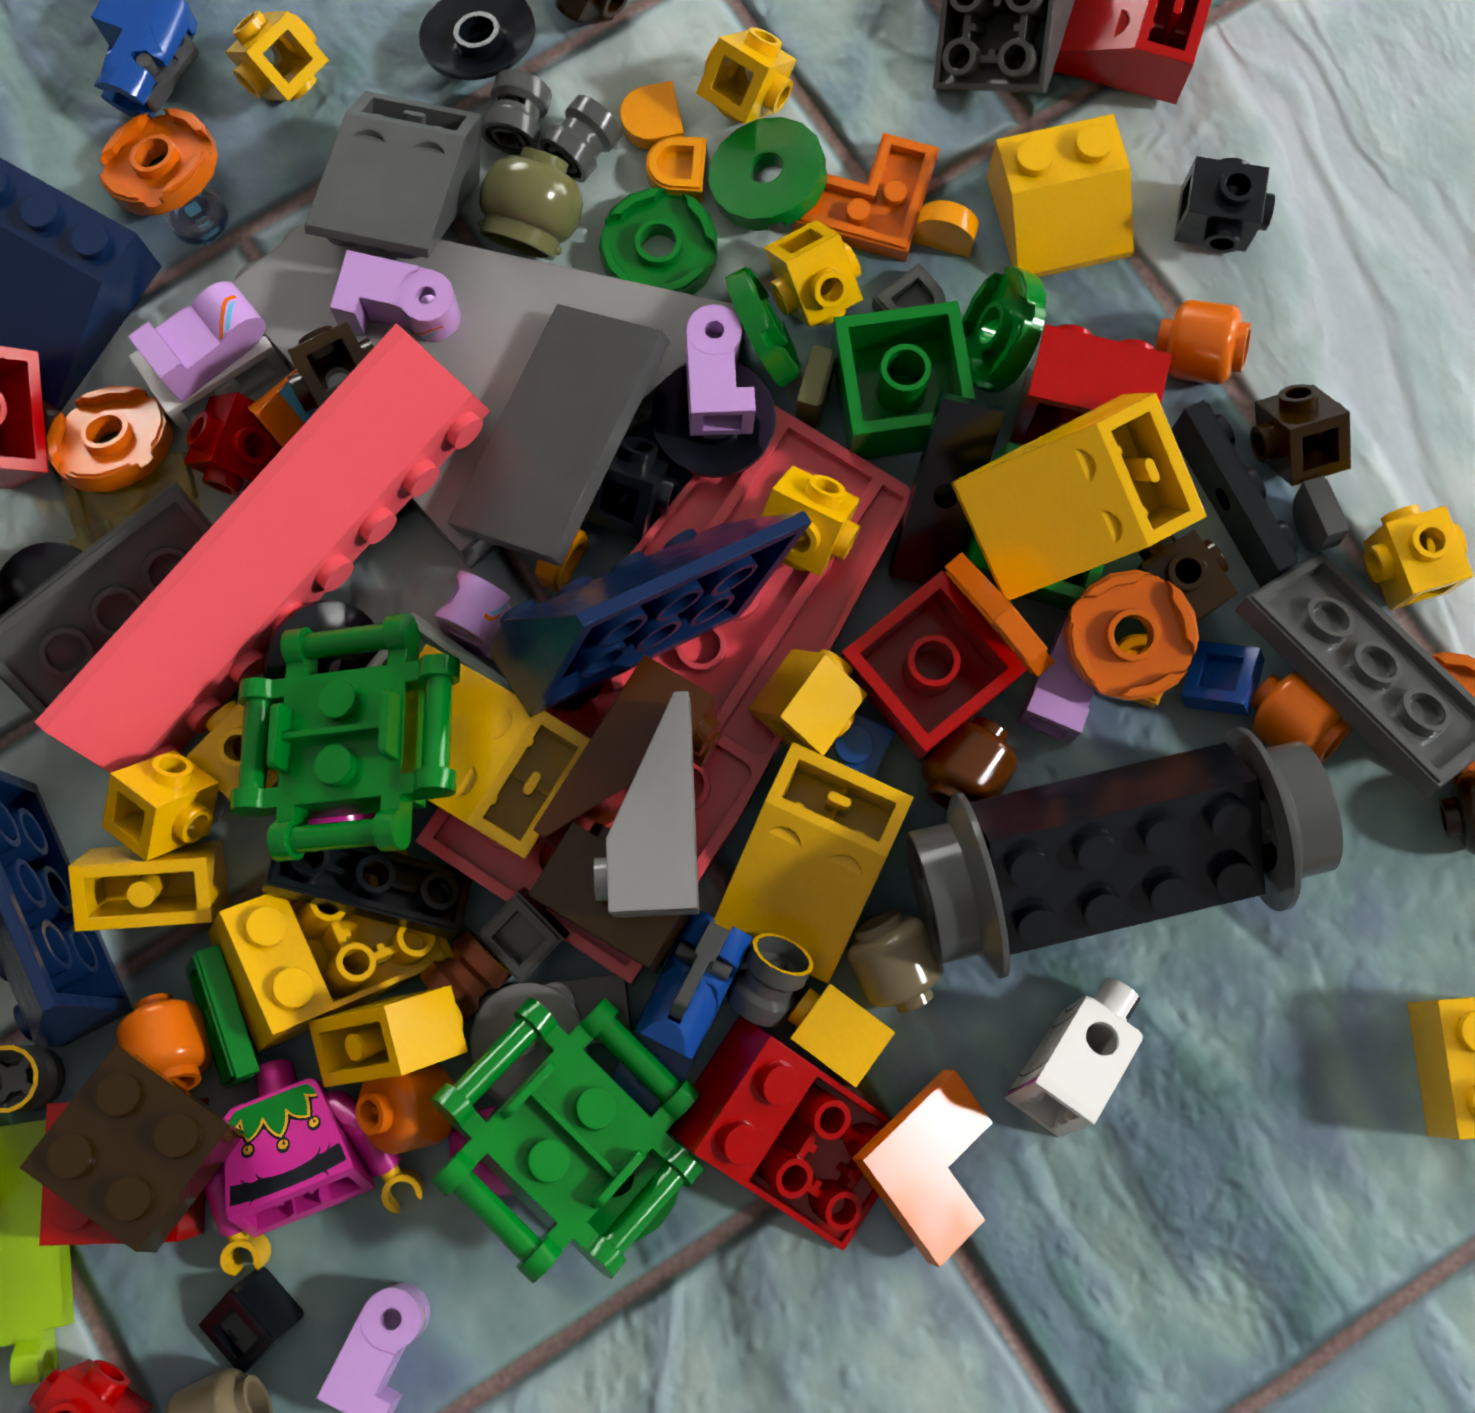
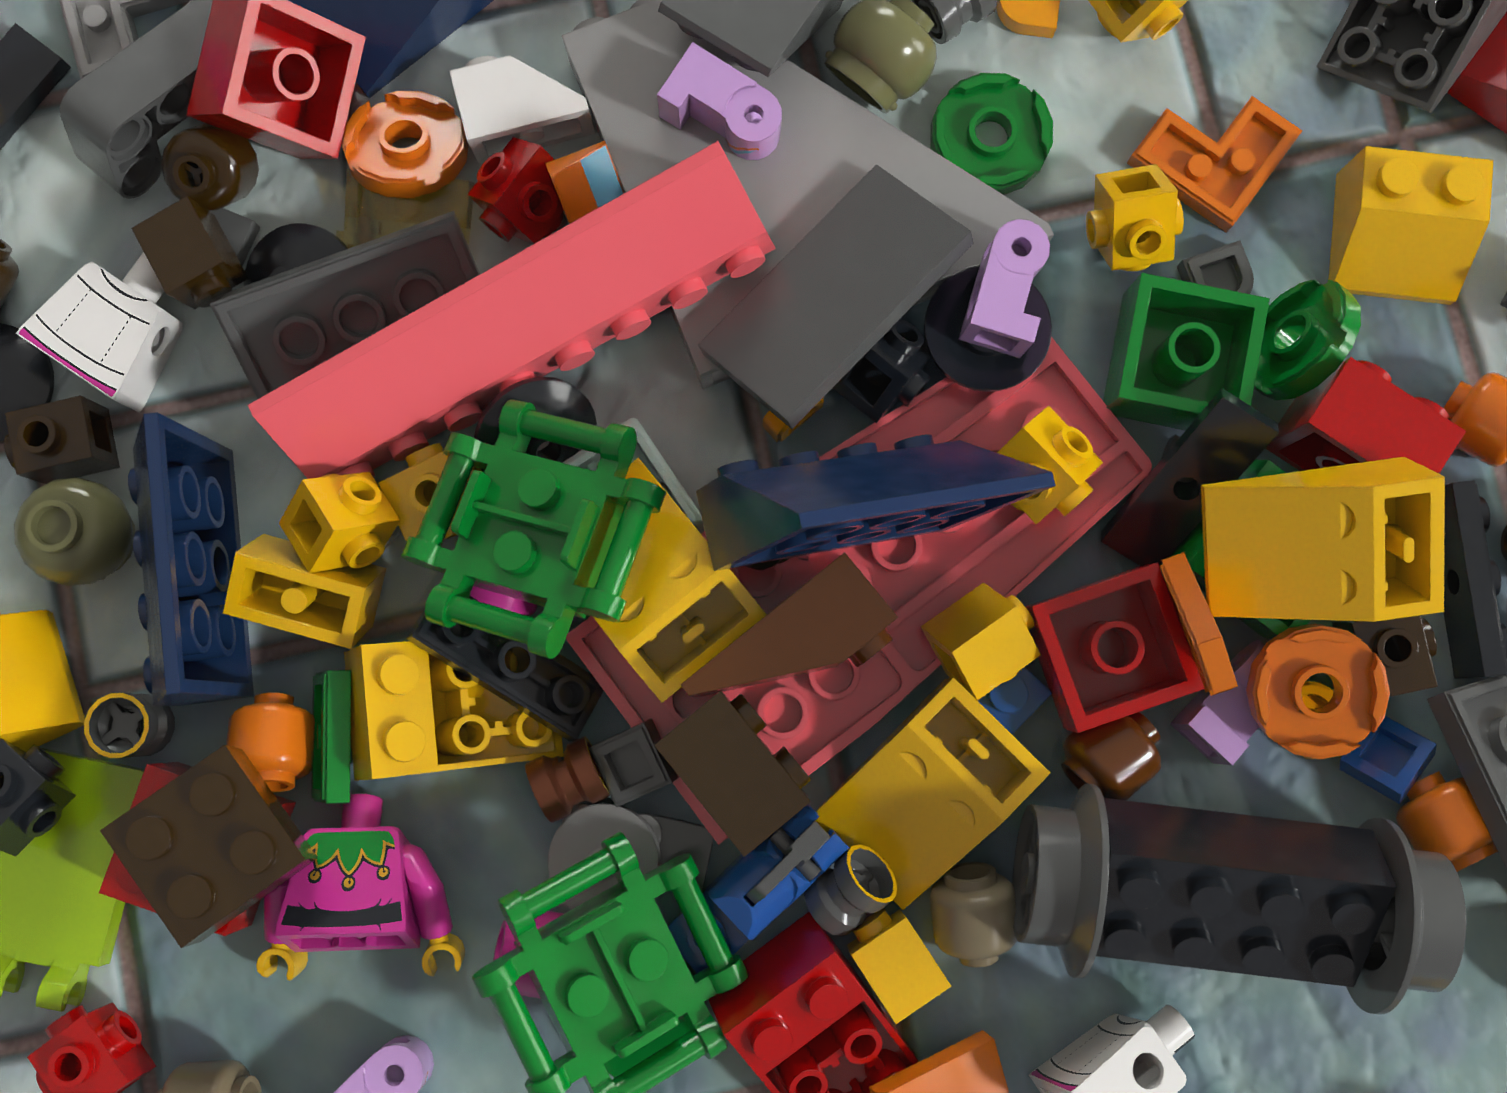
camera: 20 degrees right, 5 degrees up
(200, 339) = (523, 80): lavender leg -> none
(251, 1319) = (269, 1021): black slope -> none
(319, 357) = (635, 138): dark brown brick -> none
(388, 1037) = (478, 819): yellow brick -> none
(402, 1110) = (470, 884): orange head -> none
(473, 614) = (696, 445): lavender leg -> none
(654, 835) = (795, 741): light grey slope -> none
(678, 165) = (1038, 59): light orange tile -> none
(763, 327) = (1068, 255): green tile -> none
(764, 145) = (1125, 68): green tile -> none
(815, 385) = (1096, 329): olive tile -> none
(946, 227) = (1280, 214): light orange tile -> none

